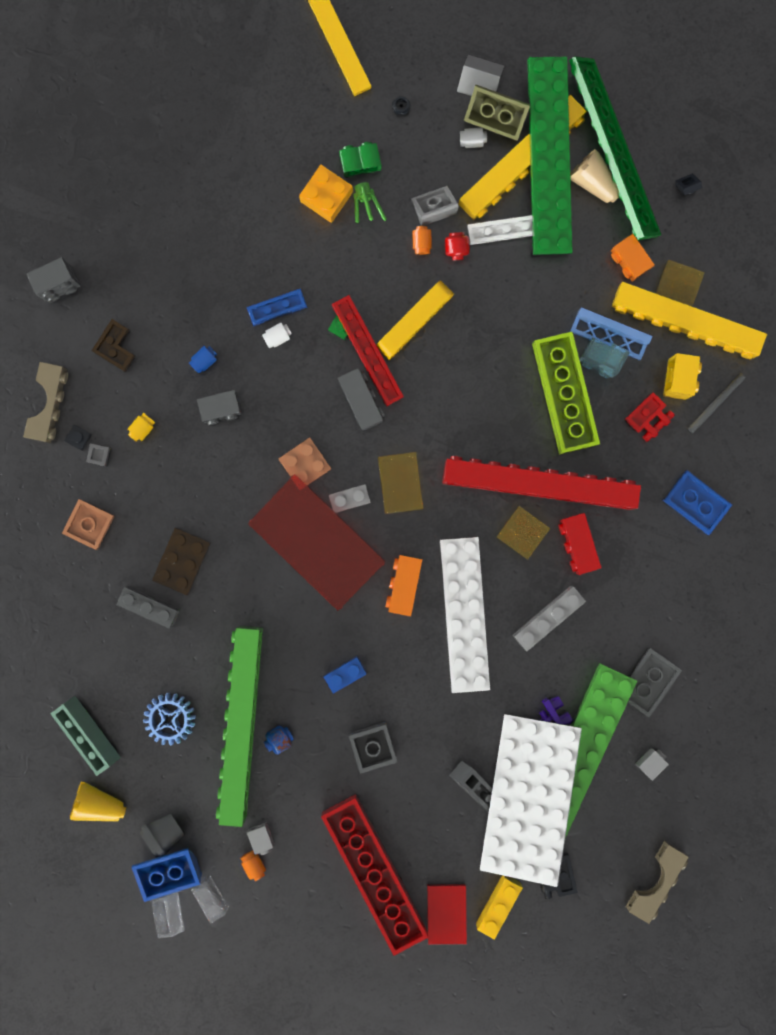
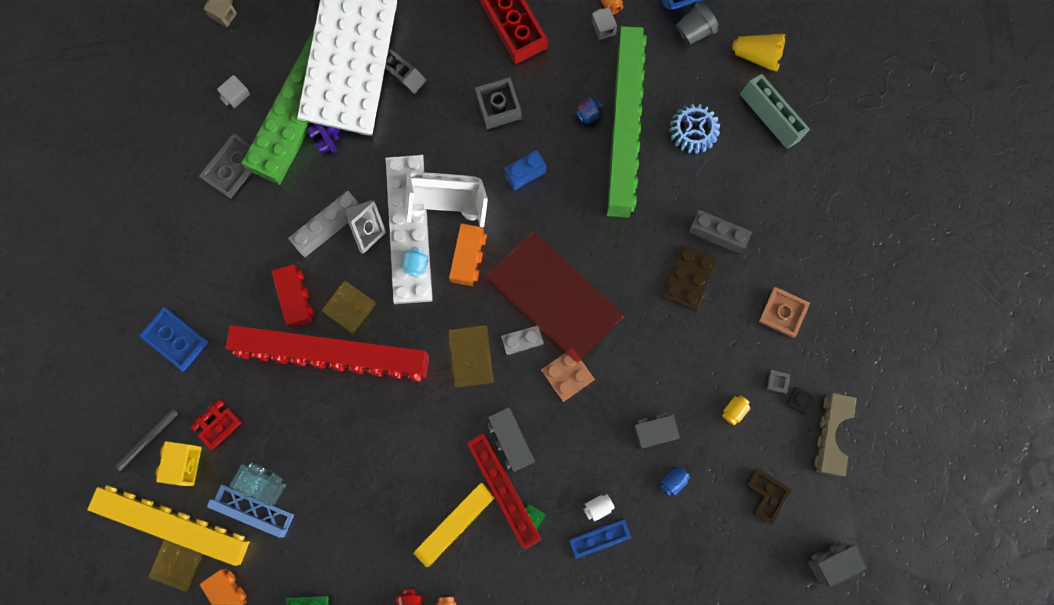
camera: 175 degrees left, 10 degrees down
(426, 650) = (445, 193): none -> white windscreen
(457, 575) = (414, 262): none -> medium azure head
(508, 615) = (365, 224): none -> light grey slope
(565, 393) = (299, 446): lime brick -> none

